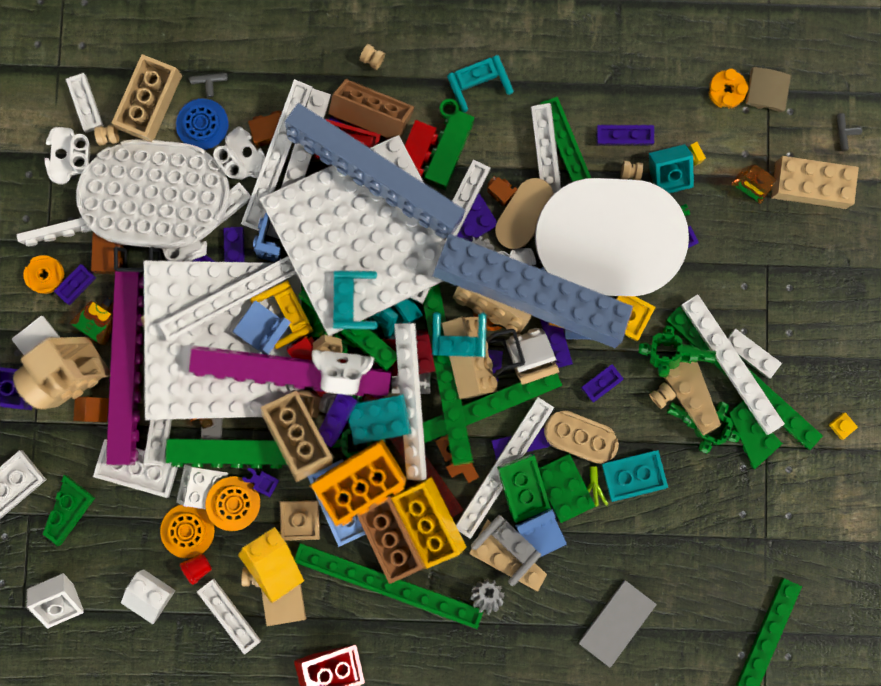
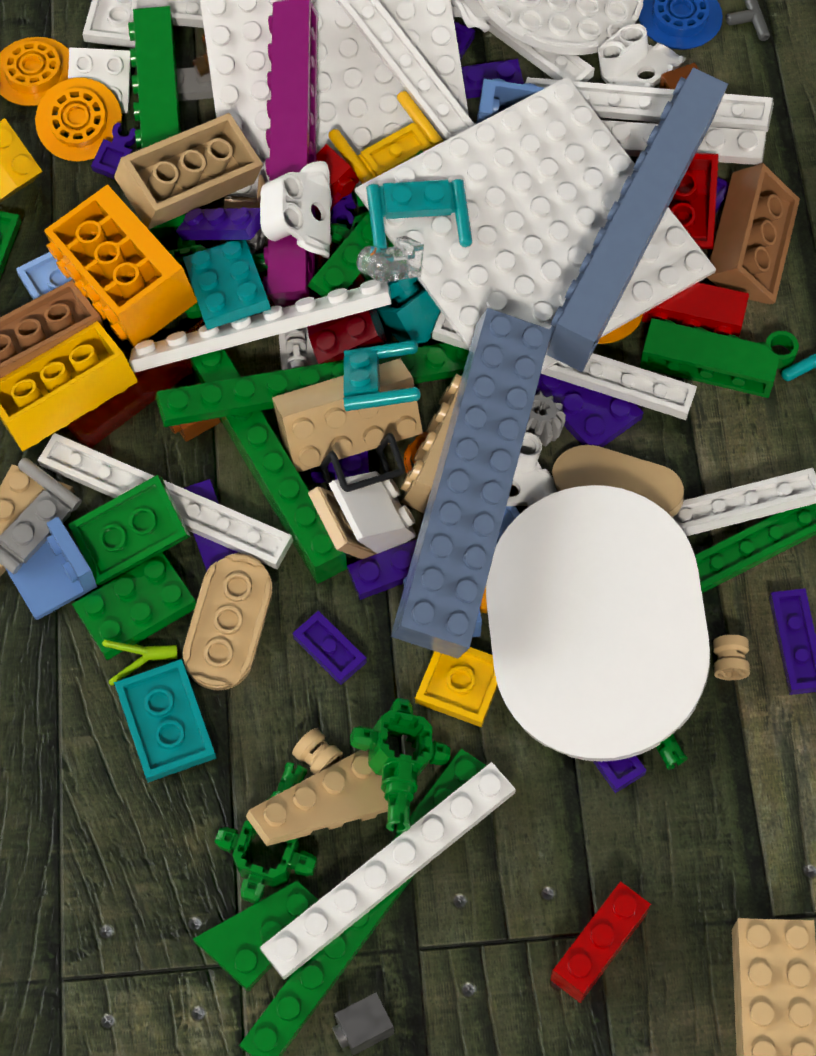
camera: 85 degrees right, 20 degrees down
(261, 328) = (359, 107): medium blue bracket -> none
(299, 520) = (46, 207): tan tile -> none
(329, 343) = (343, 203): tan plate -> none
(386, 319) = (394, 262): none -> clear leg
(467, 469) = (155, 441): dark orange piece -> none
(501, 190) = (654, 441): dark orange brick -> none
(672, 168) = (747, 727): teal slope -> none
(698, 155) = (787, 767): yellow plate -> none
(753, 354) = (416, 917): white plate -> none
(755, 182) = (750, 882): clear orange torso -> none
(778, 263) = (600, 942): none -> red brick
(807, 386) = (362, 1024): none -> flat silver brick

